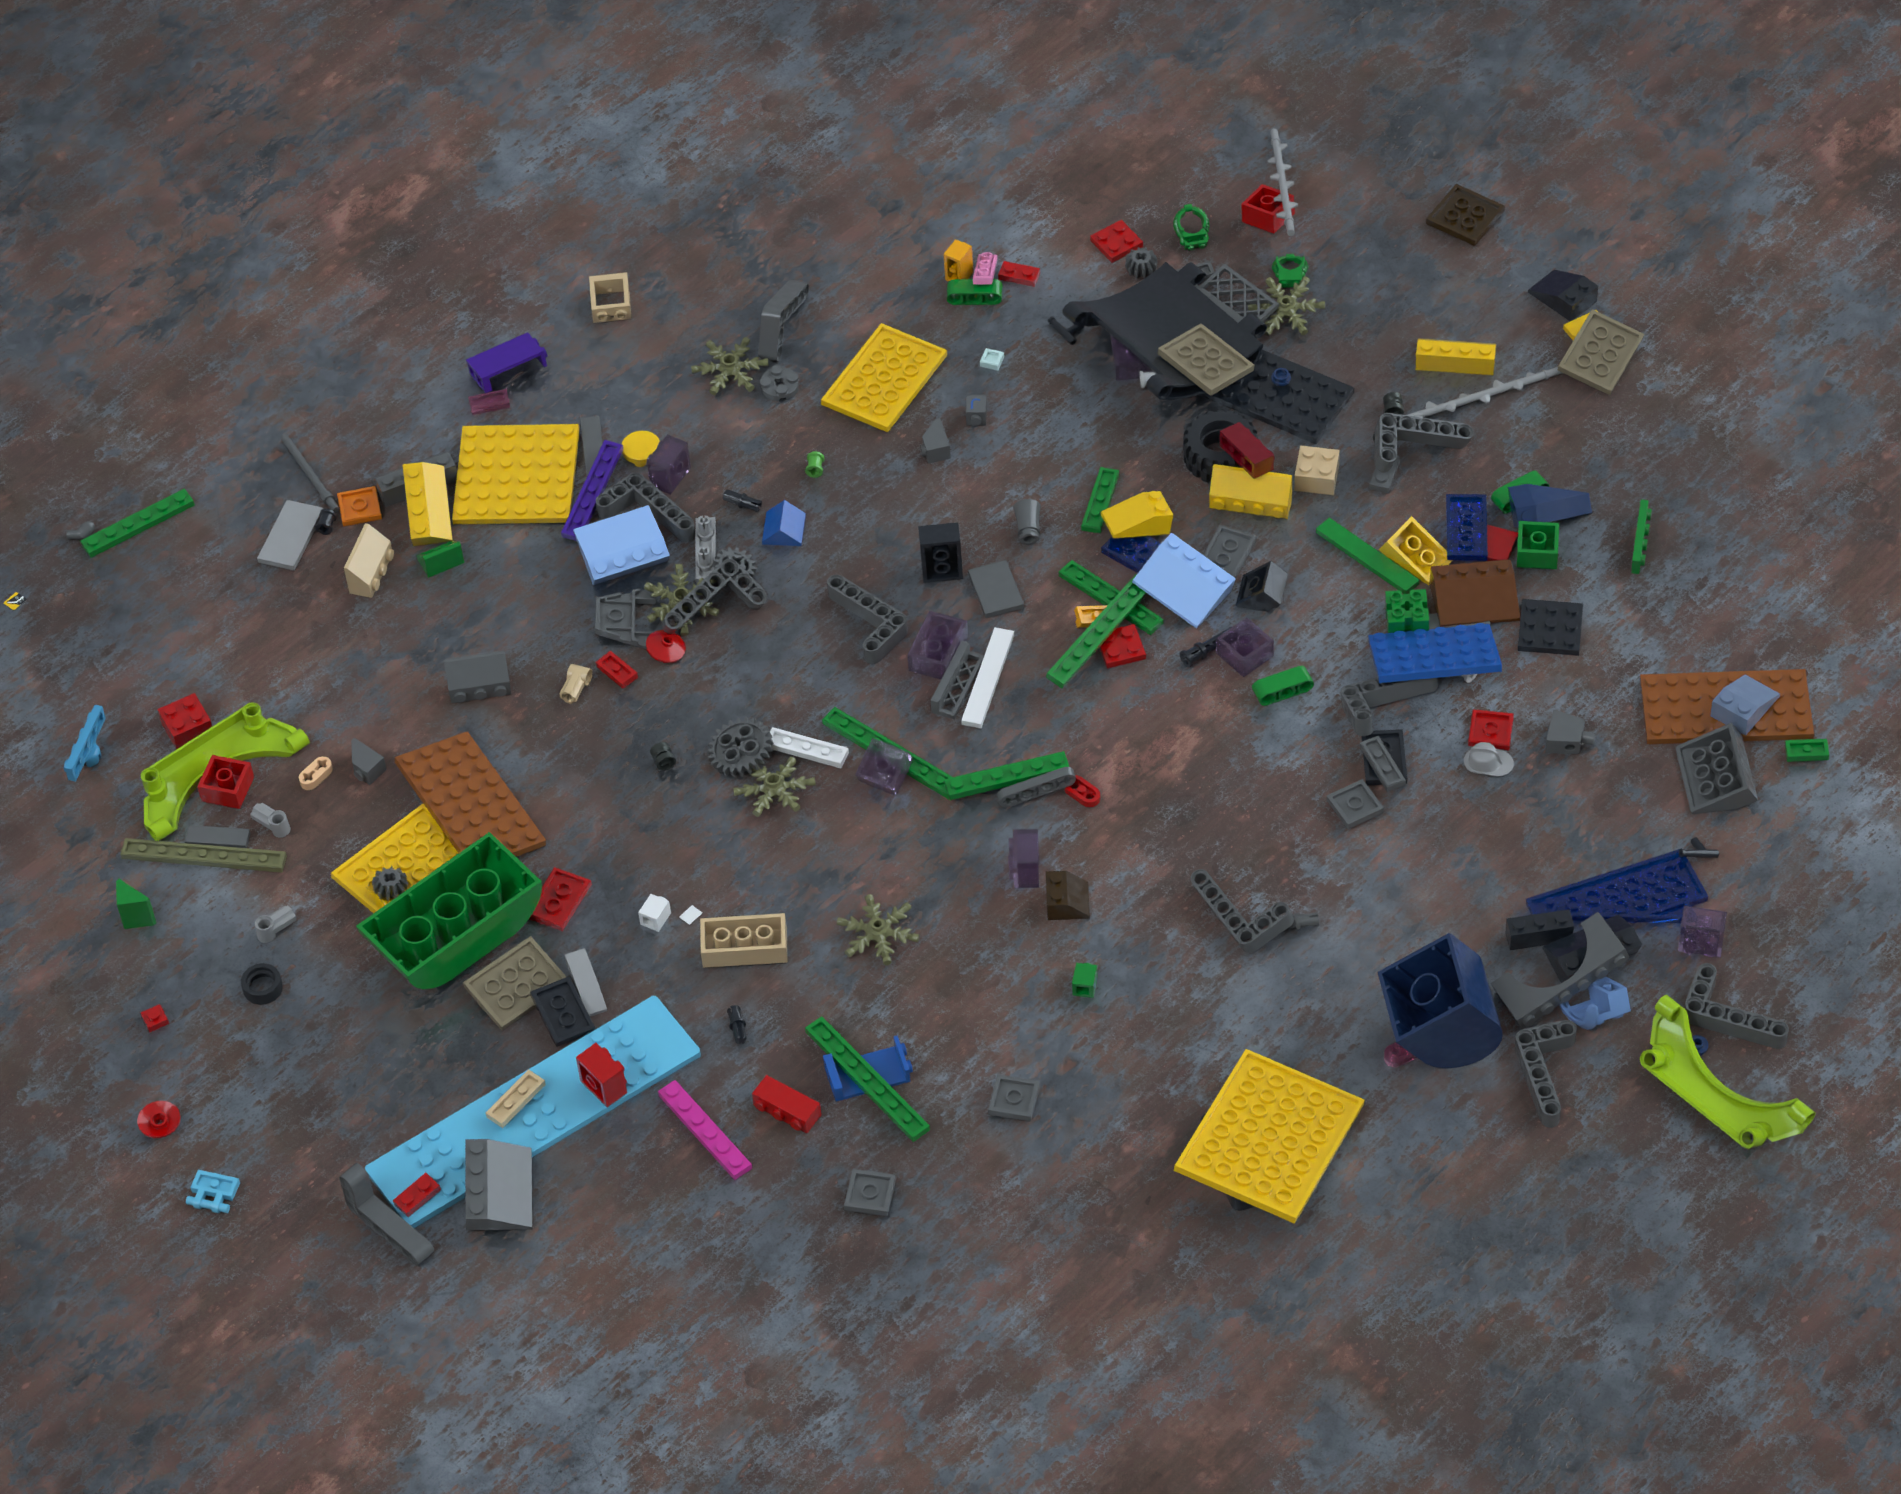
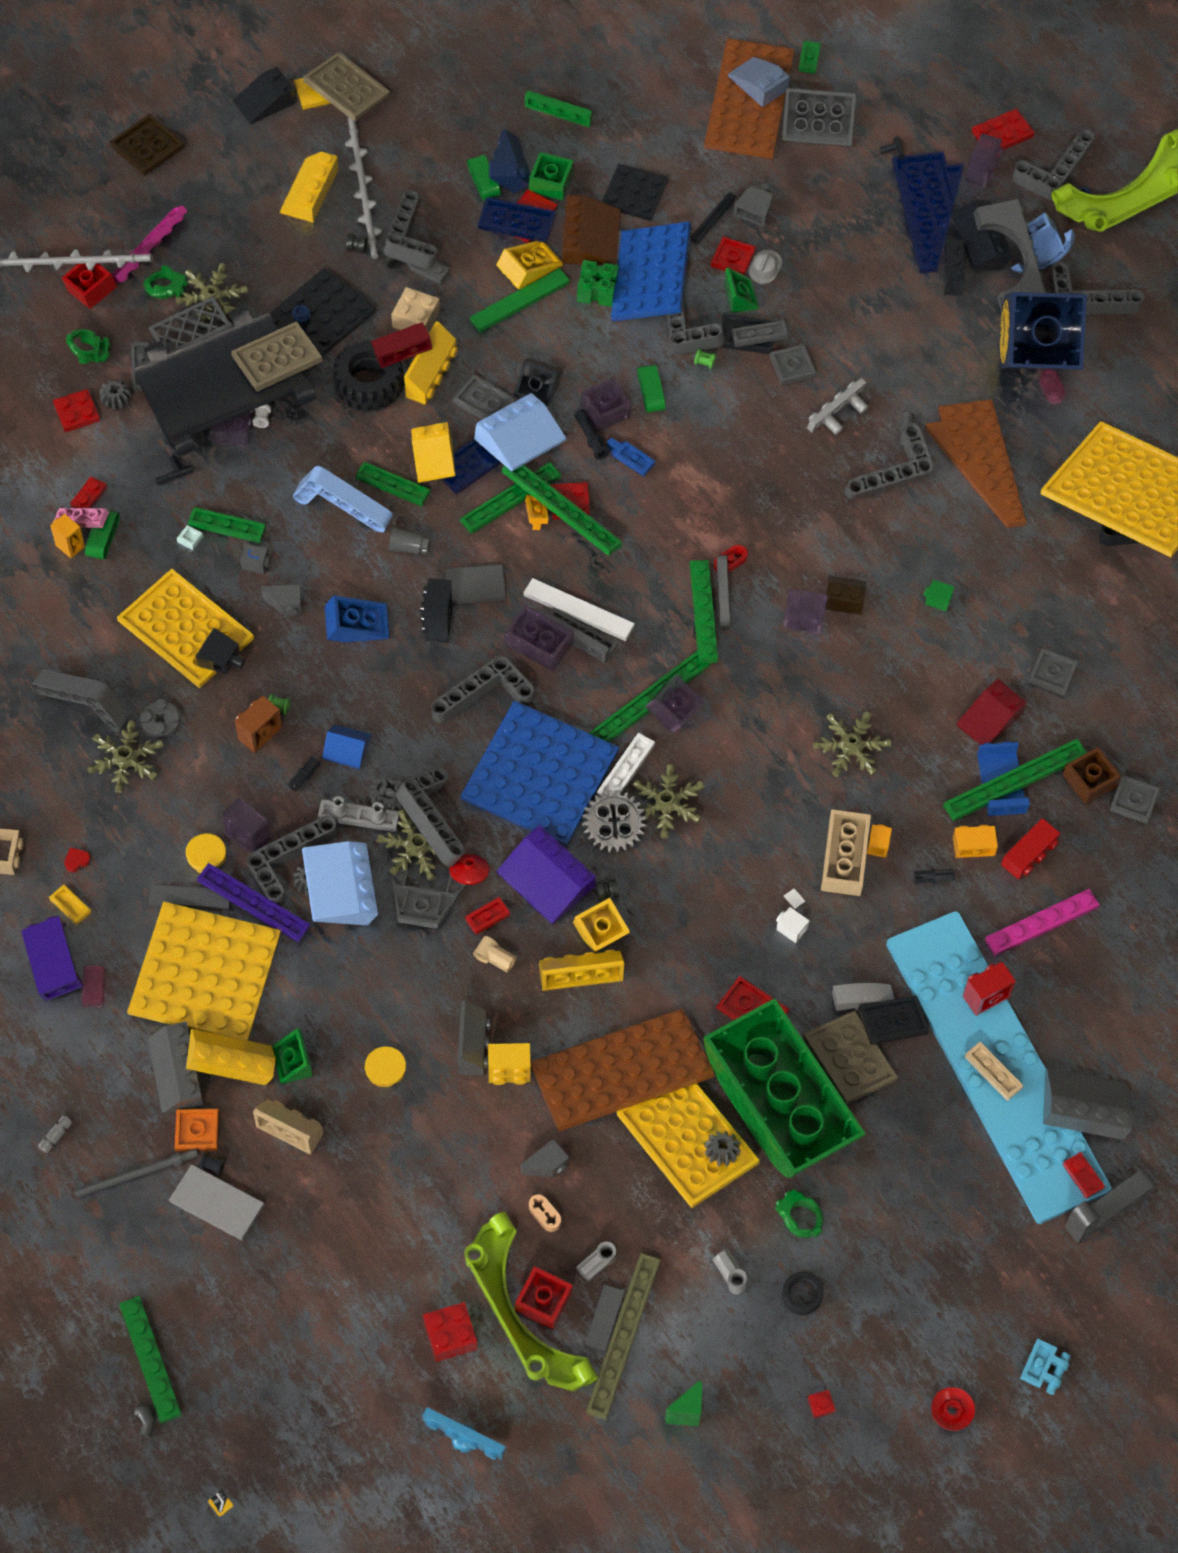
camera: 85 degrees left, 10 degrees up
(338, 409) = (55, 1134): none -> light grey axle
(343, 955) = (797, 1199): none -> green piece
(445, 626) = (385, 1066): none -> yellow tile
(455, 708) = (509, 1063): none -> yellow brick
(569, 366) = (70, 904): none -> yellow tile
(570, 748) = (581, 970): none -> yellow slope
(615, 359) = (76, 859): none -> red tile
(619, 754) = (601, 925): none -> yellow slope
(672, 707) = (546, 875): none -> dark purple slope
(768, 970) = (879, 840): none -> light orange brick
(782, 449) = (258, 724): none -> dark orange brick
(784, 1053) = (975, 841): none -> light orange brick
(785, 679) = (539, 772): none -> blue plate
(854, 402) = (219, 653): none -> black torso
(885, 1144) = (1091, 775): none -> reddish brown brick
(924, 499) = (355, 620): none -> blue slope
(947, 1049) = (992, 713): none -> dark red slope
(1011, 381) = (227, 525): none -> green plate
(1062, 431) = (344, 496): none -> light blue beam
(1188, 684) = (631, 456): none -> blue hinge
(1292, 991) = (975, 445): none -> dark orange wing
(1304, 846) = (826, 414): none -> light grey plate
(1337, 725) = (705, 358): none -> bright green bush
(1343, 247) = (152, 240): none -> dark pink plate
(1438, 738) = (739, 292): none -> green slope
(1535, 700) = (713, 218): none -> black axle
(1767, 954) = (1008, 127): none -> red plate

